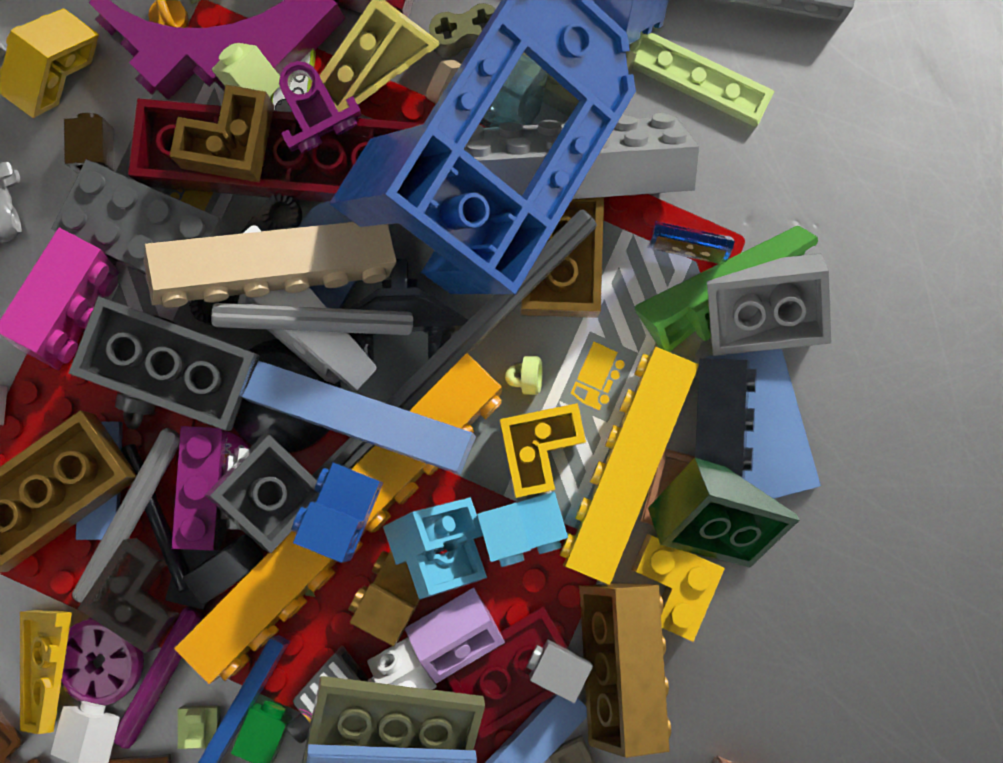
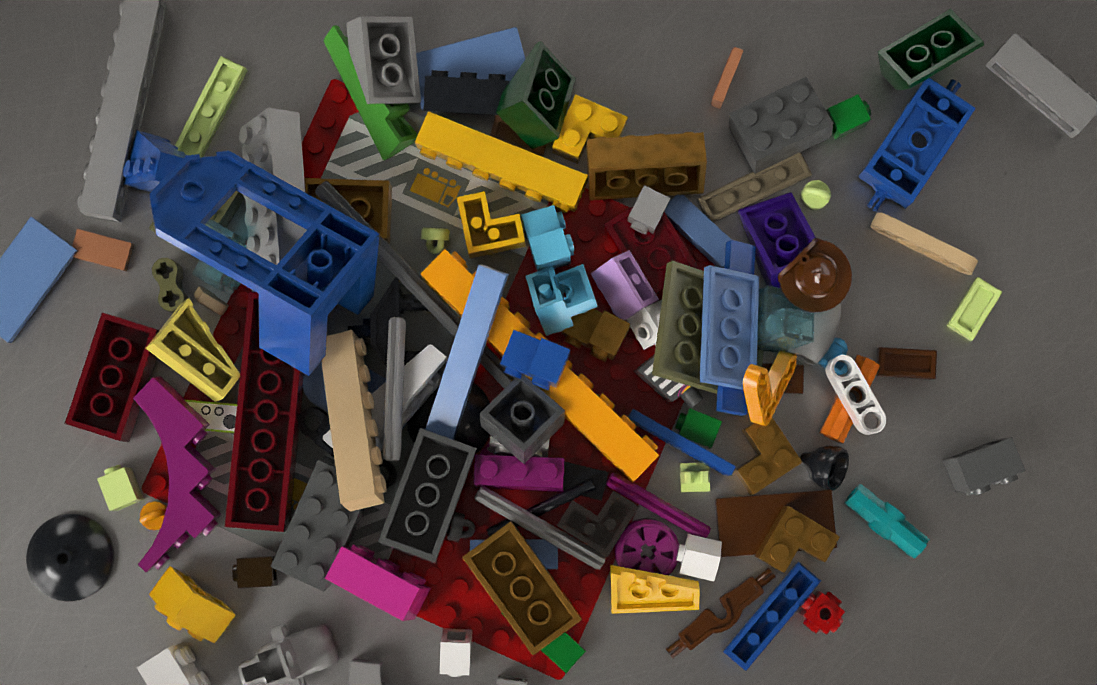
camera: 85 degrees left, 0 degrees up
(223, 569) = (577, 451): black tyre -> none
(234, 144) = (266, 451): pearl gold brick -> none
(247, 68) = (207, 443): yellowish green brick -> none
(314, 109) = (238, 387): magenta pin -> none
(690, 242) = (337, 116): slope -> none

